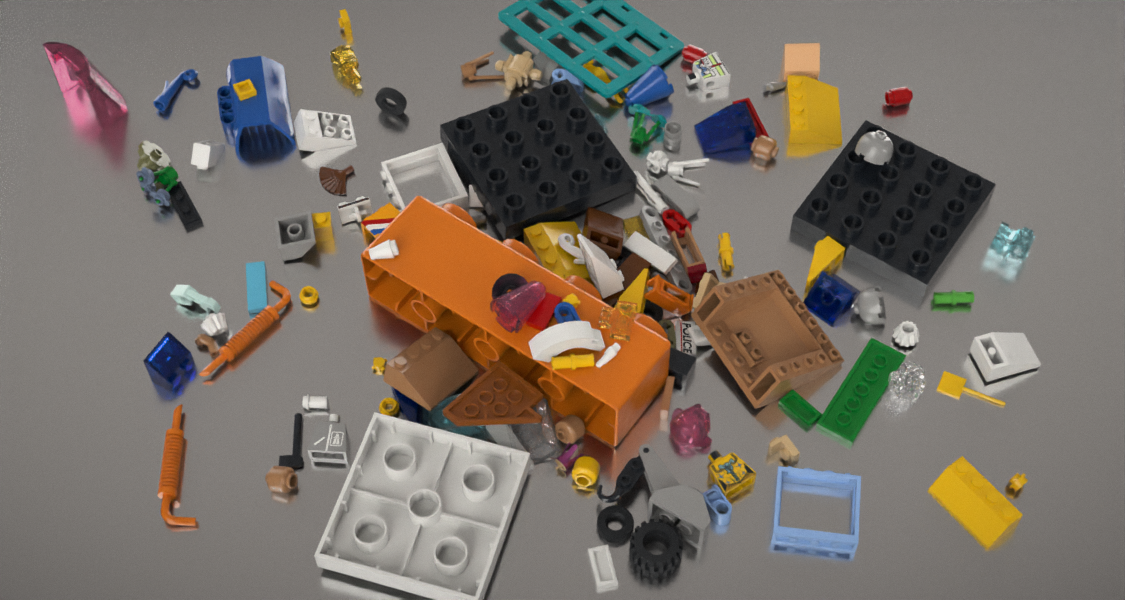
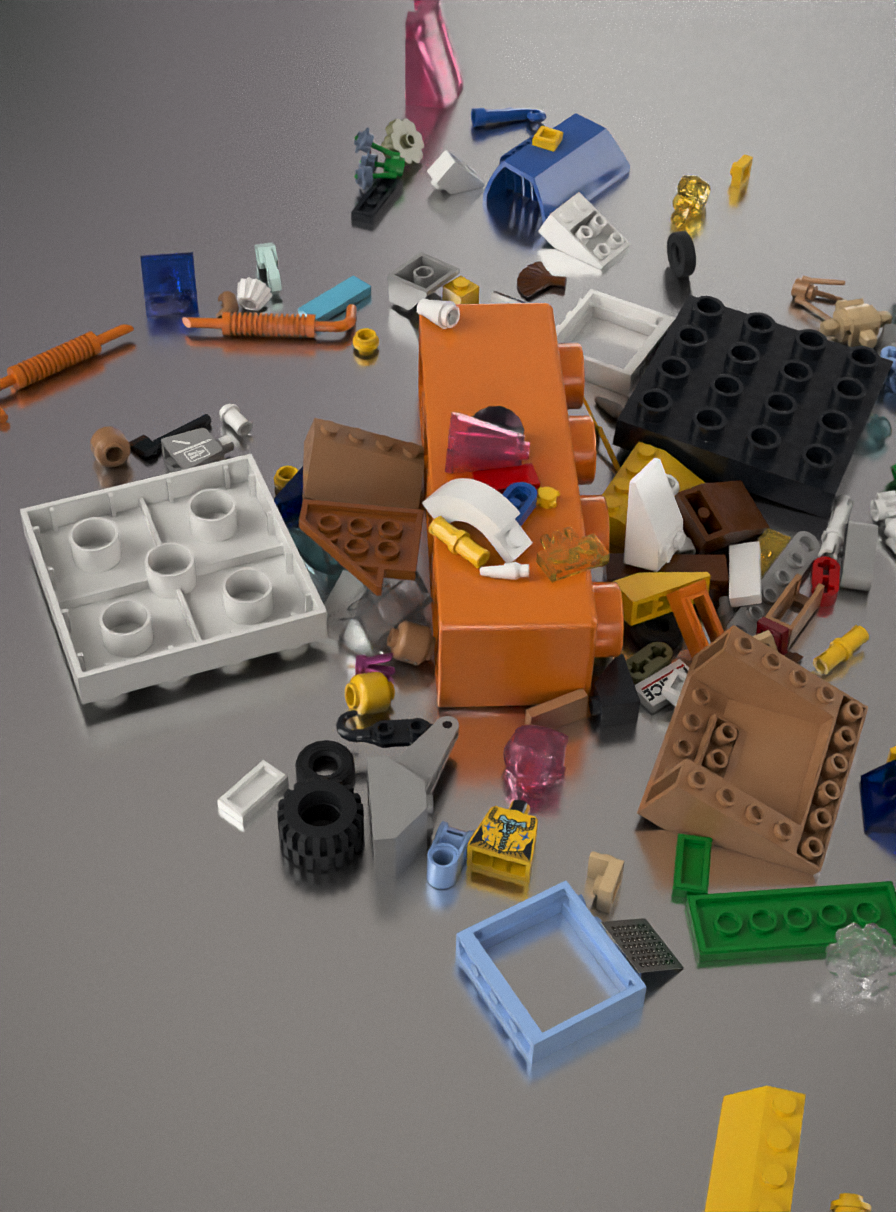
camera: 50 degrees right, 10 degrees down
(831, 461) = (642, 945): none -> dark grey sticker

